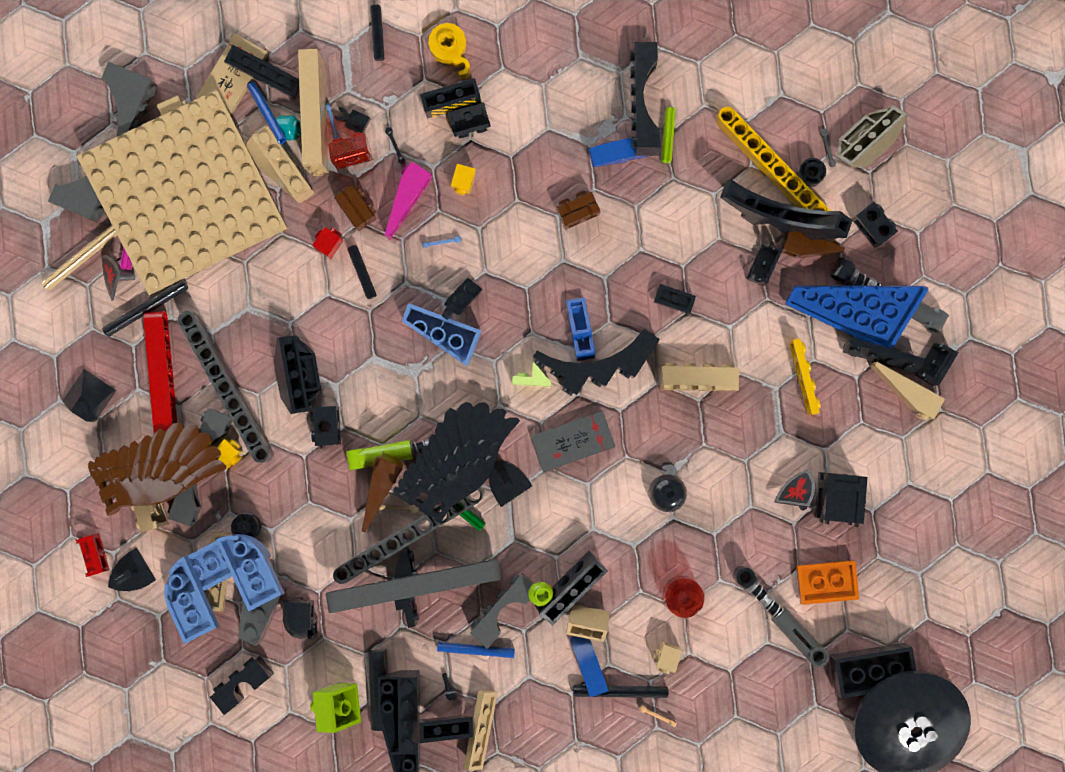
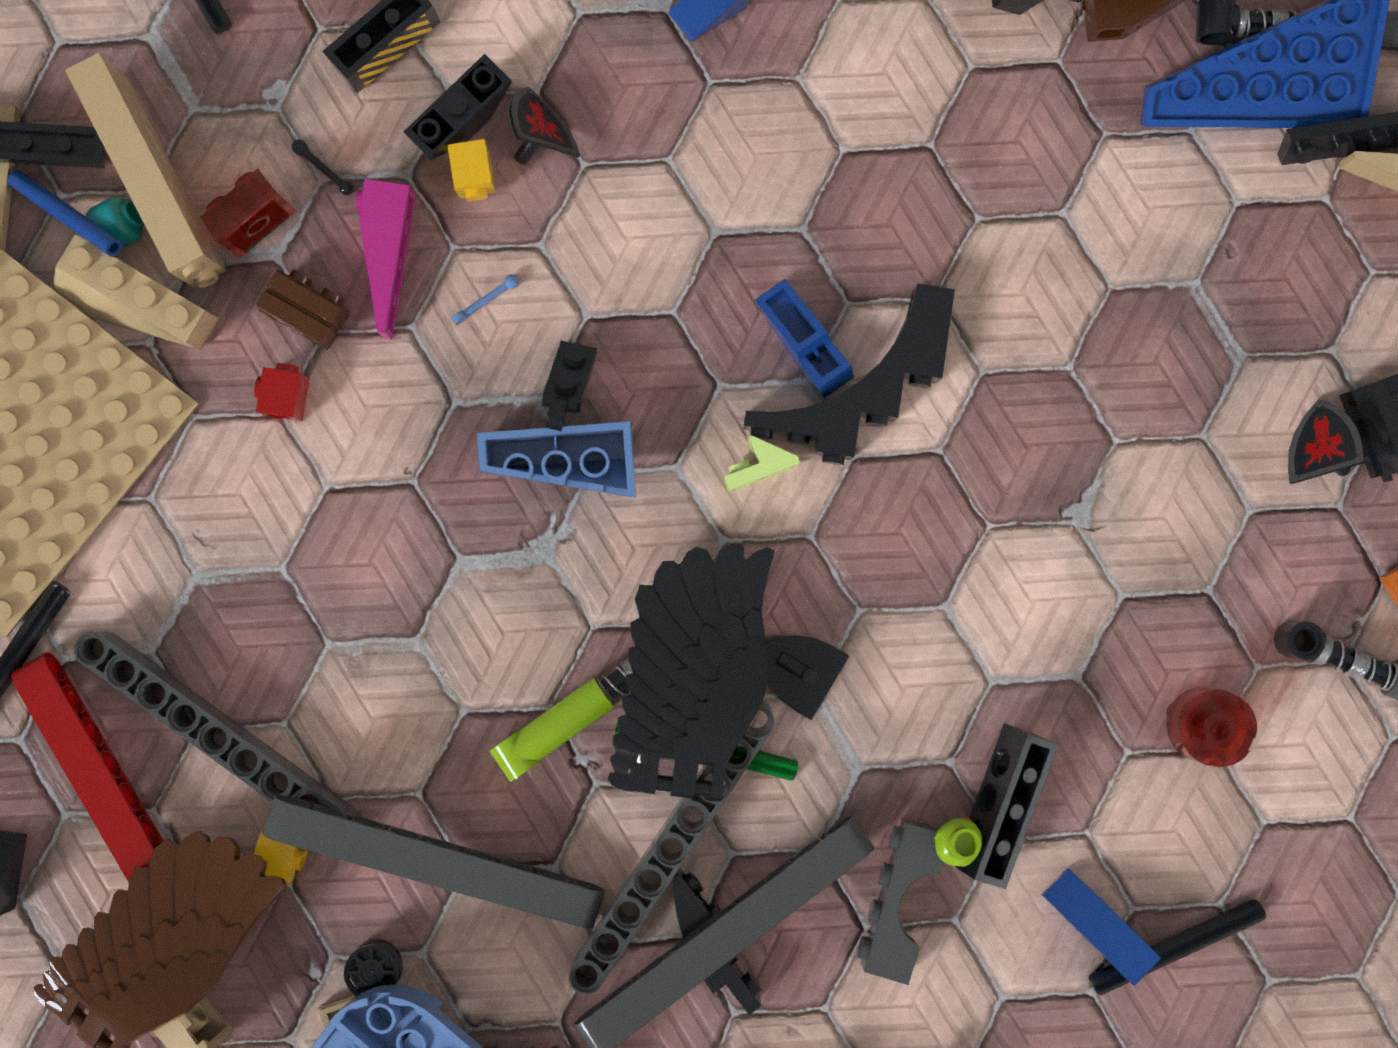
camera: 25 degrees left, 0 degrees up
(187, 504) = (249, 981): dark grey arch -> none
(296, 374) = (336, 654): black wedge -> none
(297, 490) = (433, 861): none -> dark grey beam
(332, 121) = (189, 175): medium blue hinge -> none
(332, 416) = (435, 699): black brick -> none
(355, 121) = (230, 157): black plate -> none
(361, 272) = (368, 418): black axle -> none
(384, 475) = (578, 762): reddish brown slope -> none
(413, 509) = (599, 818): tan hinge -> none
(469, 119) = (432, 60): black bracket -> none
(470, 149) = (460, 109): none -> black slope
(475, 650) = (886, 995): blue piece -> none
(503, 173) = (538, 126): none -> shield
(573, 441) = (884, 543): dark grey tile -> none
(577, 210) = (700, 129): reddish brown brick -> none
(588, 623) = (1065, 853): tan brick -> none
(643, 709) = (1232, 959): light nougat hinge -> none
(667, 493) = (1094, 556): black cylinder -> none
(667, 657) = (1233, 848): tan brick -> none
(674, 299) = (945, 208): black plate -> none
(699, 378) = (1054, 327): tan wedge -> none
(764, 264) = (1074, 74): black hinge -> none
(806, 383) = (1229, 228): yellow plate -> none

